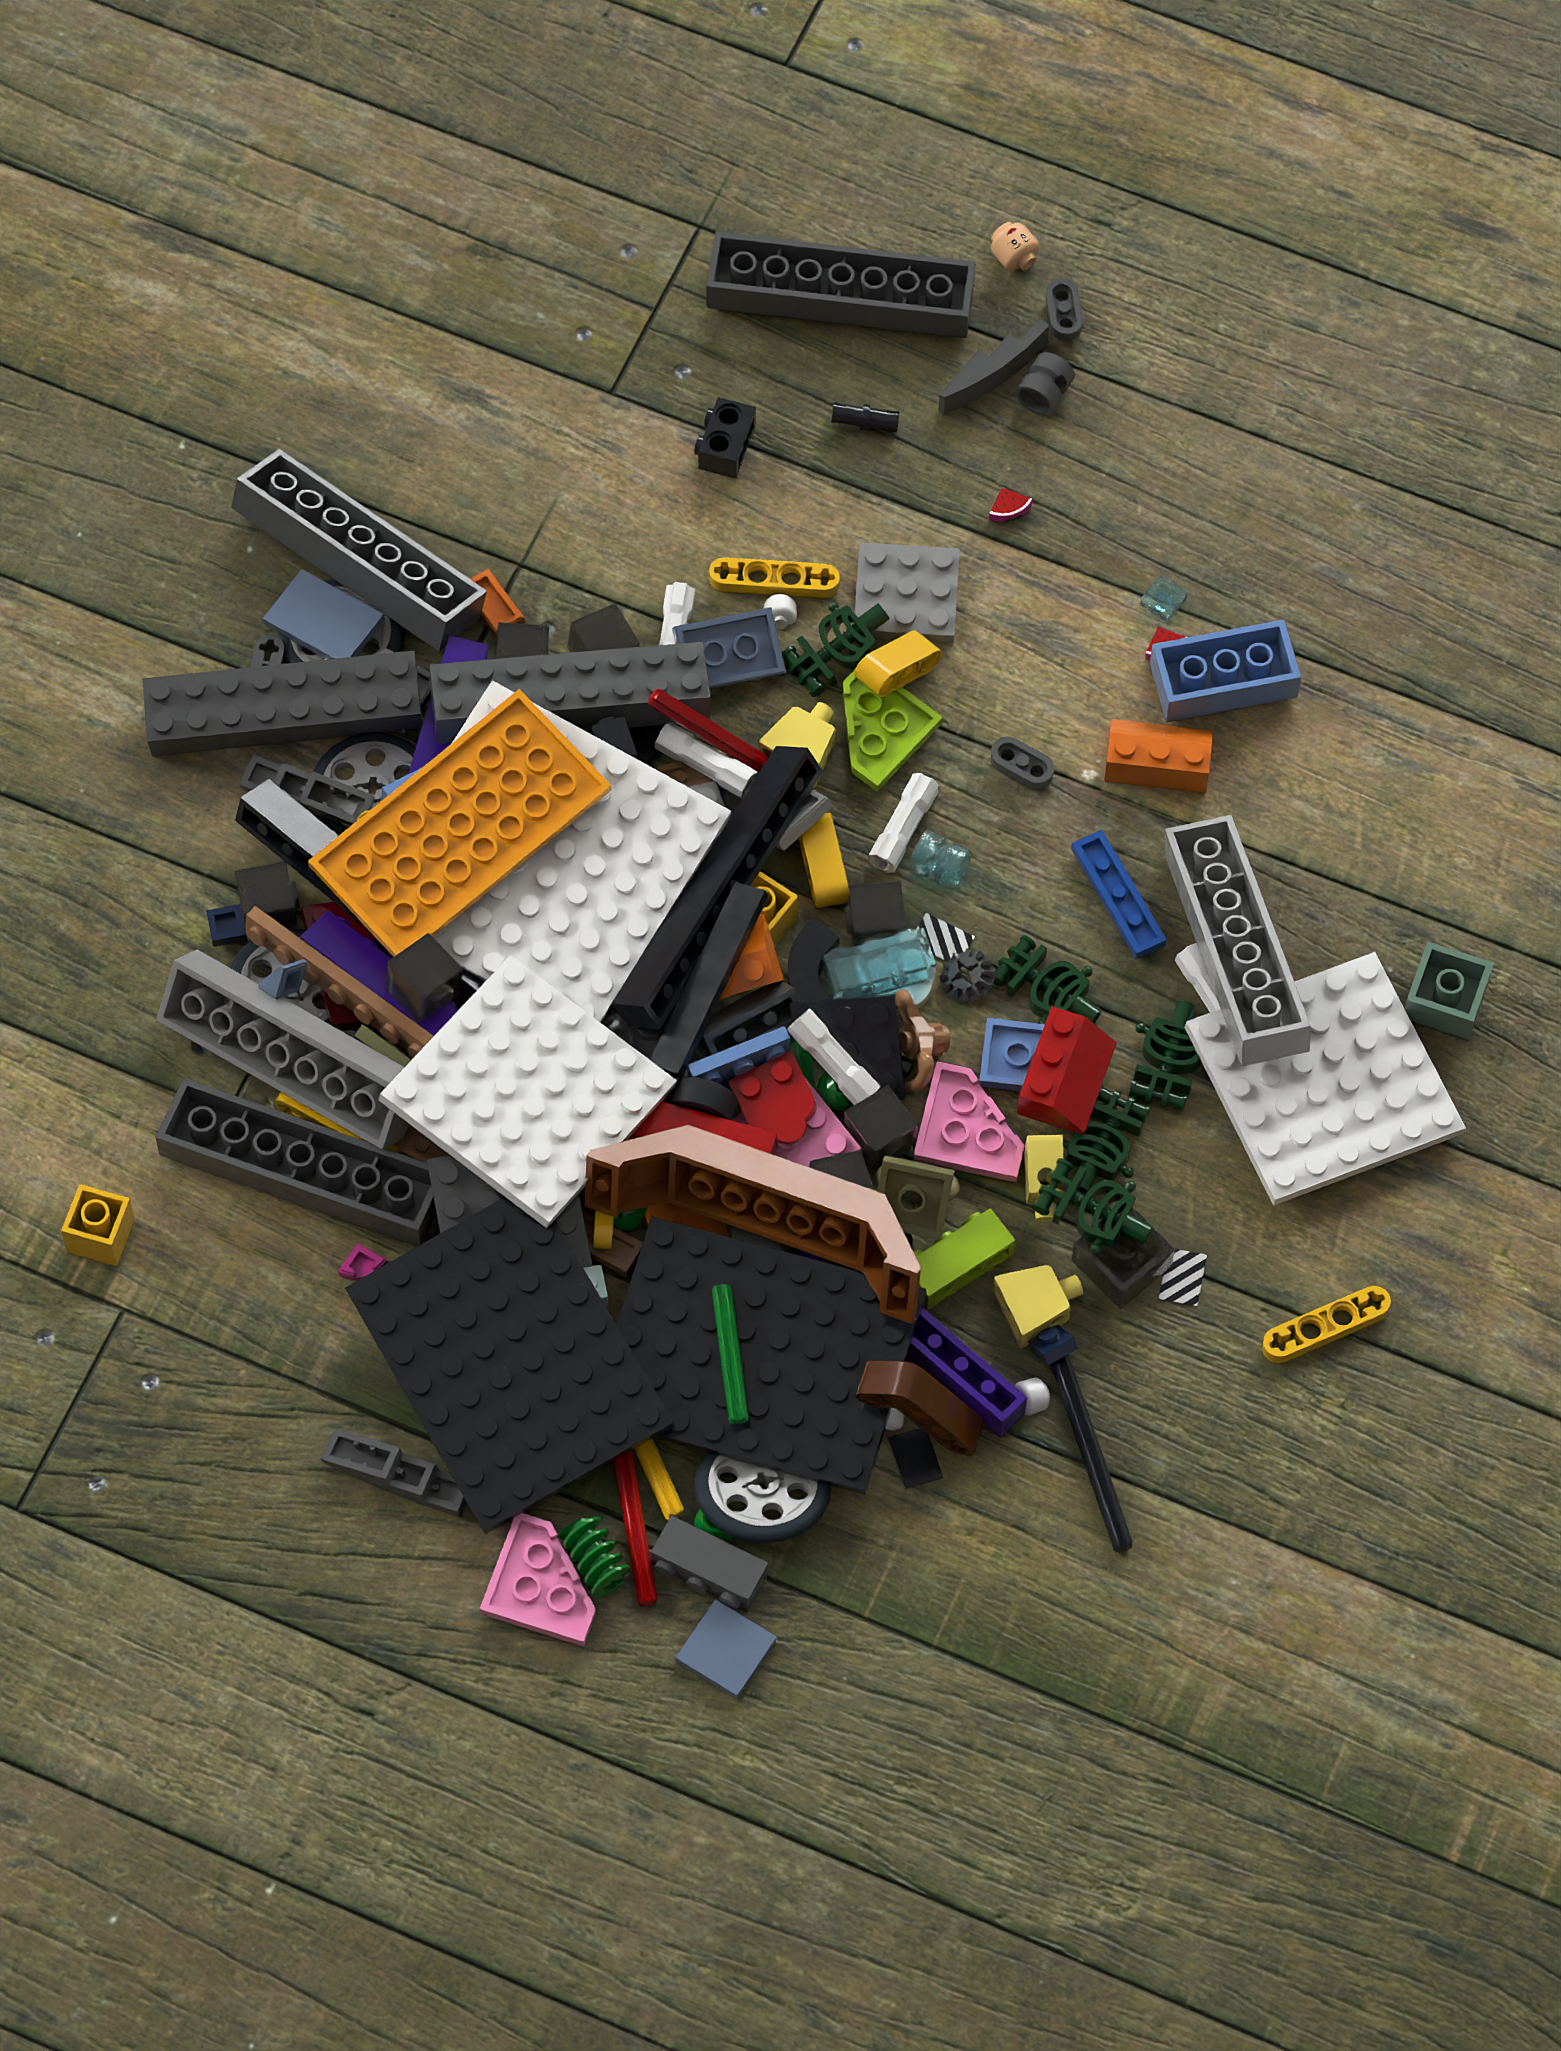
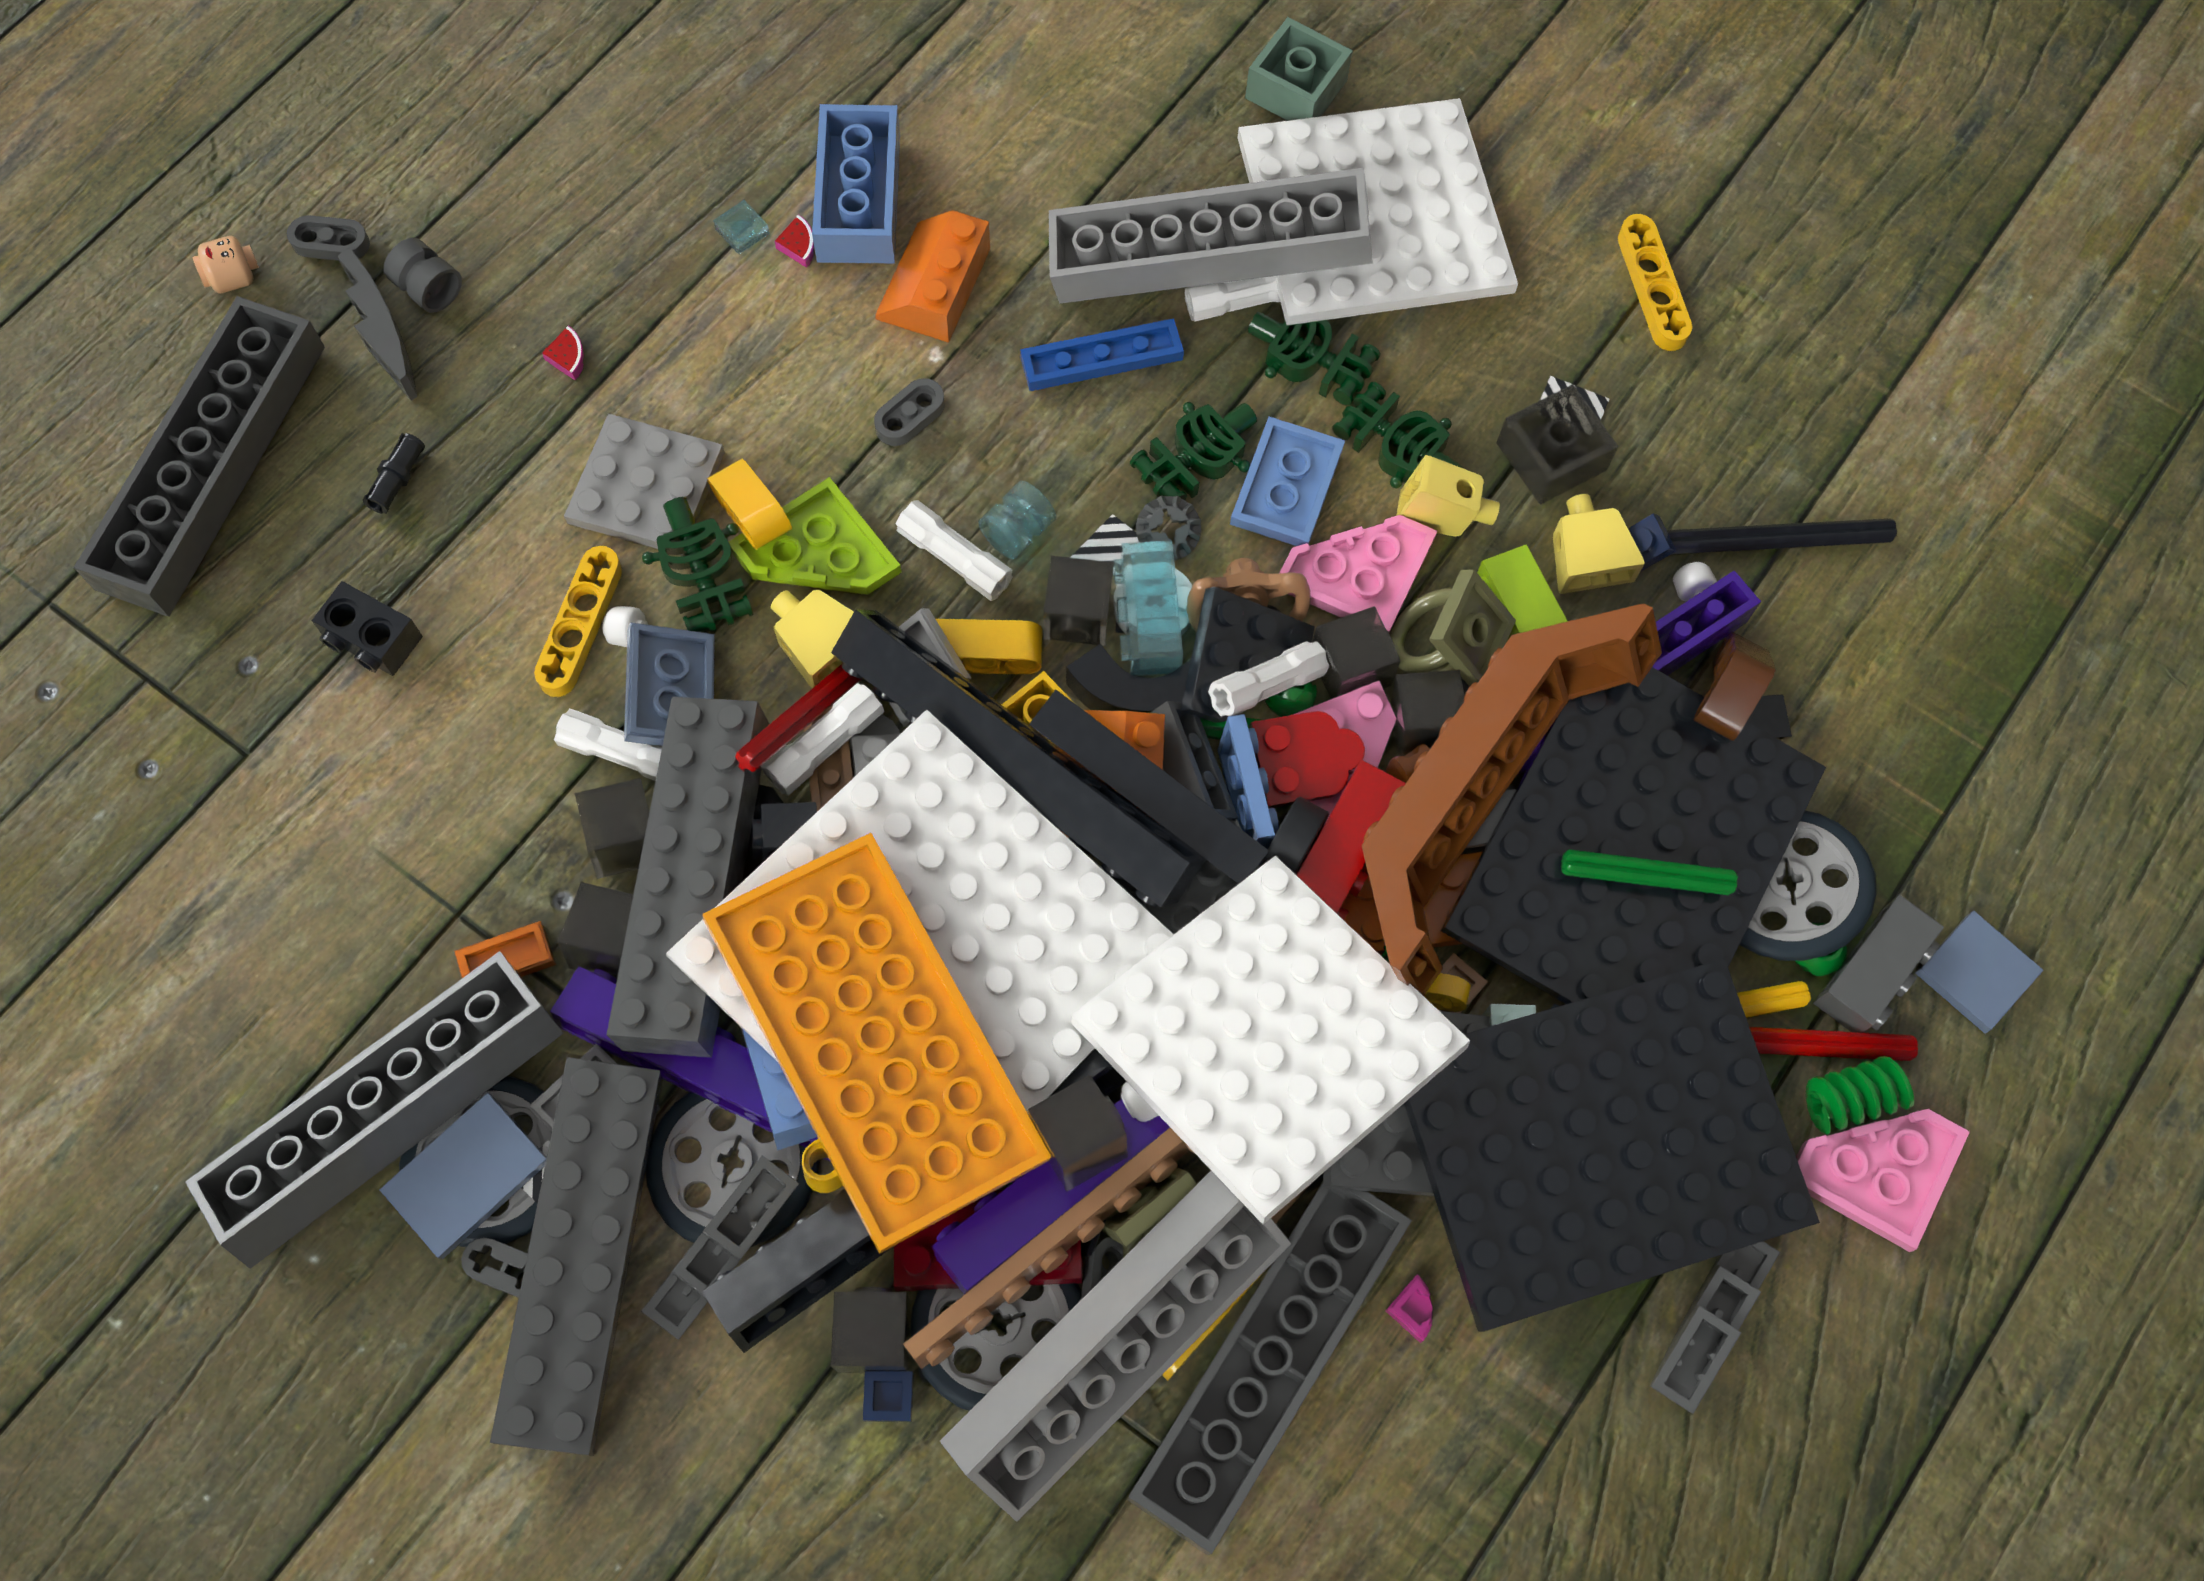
camera: 80 degrees left, 5 degrees up
(285, 979) = (1023, 1327): sand blue slope -> none
(1066, 1072) = (1324, 450): red slope -> none
(1124, 1223) = (1522, 441): dark green torso -> none

